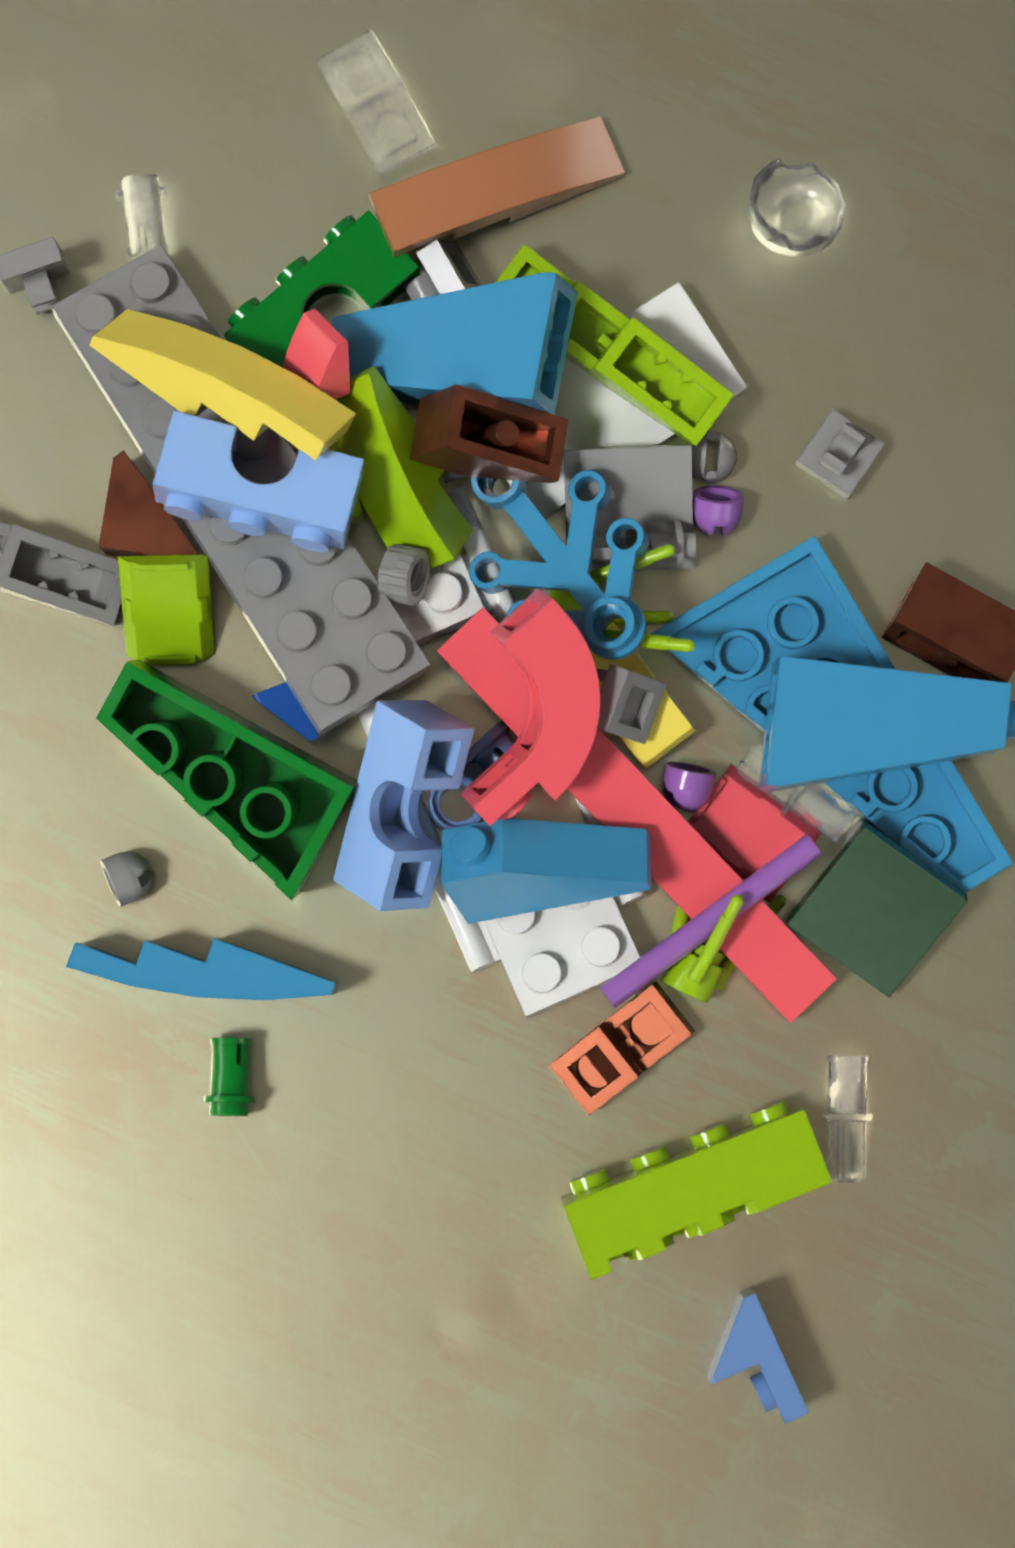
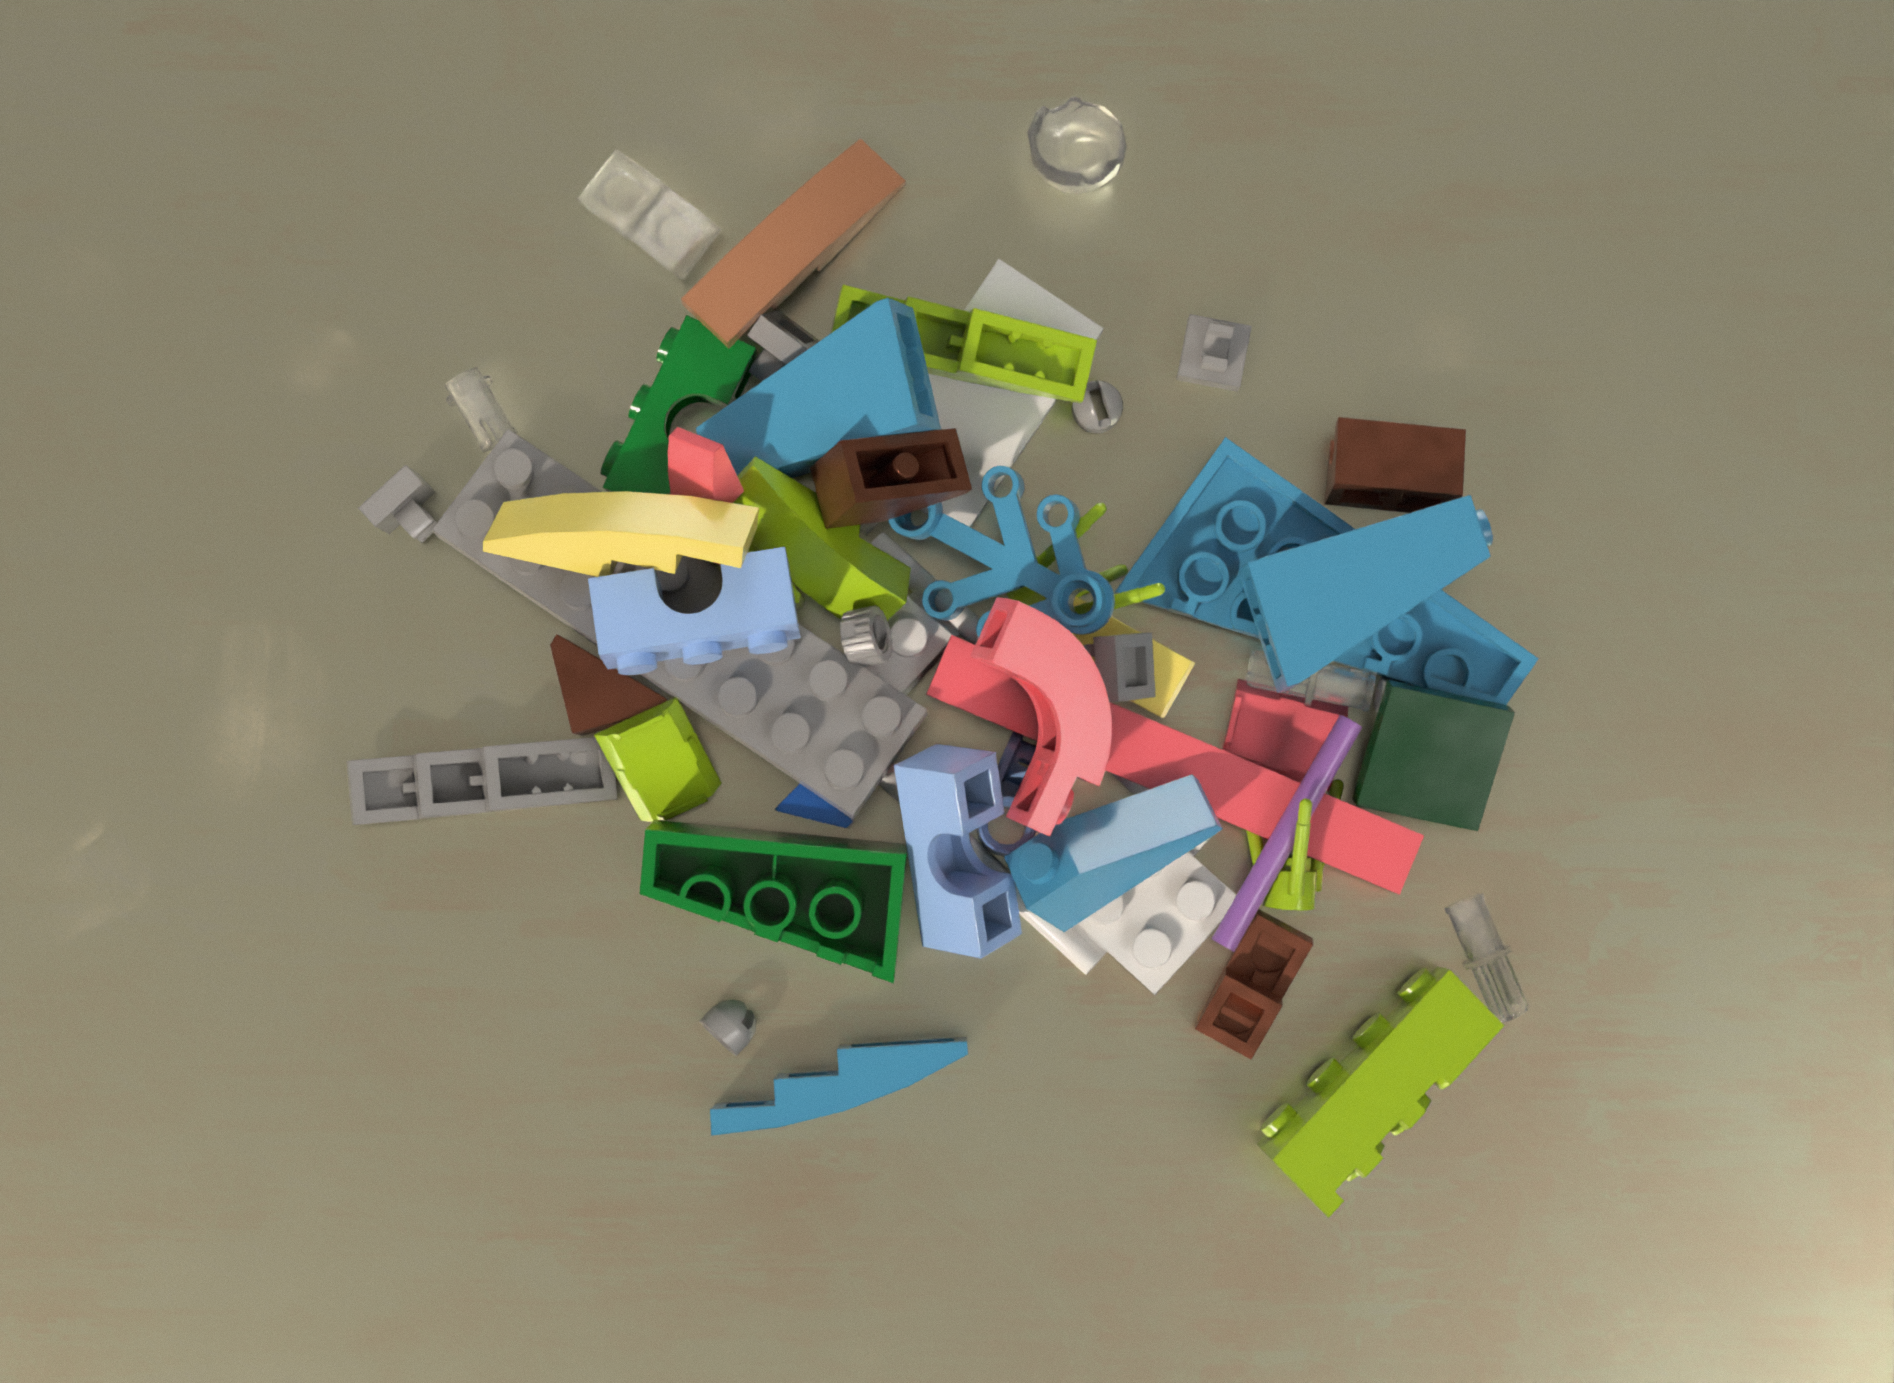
camera: 20 degrees left, 0 degrees up
(229, 1077) = (906, 1169): green pin -> none
(645, 485) = (1053, 459): light grey hinge -> none
(688, 785) = (1209, 716): medium lavender hinge -> none
(717, 507) = (1124, 450): medium lavender hinge -> none
(751, 1342) = (1491, 1205): medium blue slope -> none

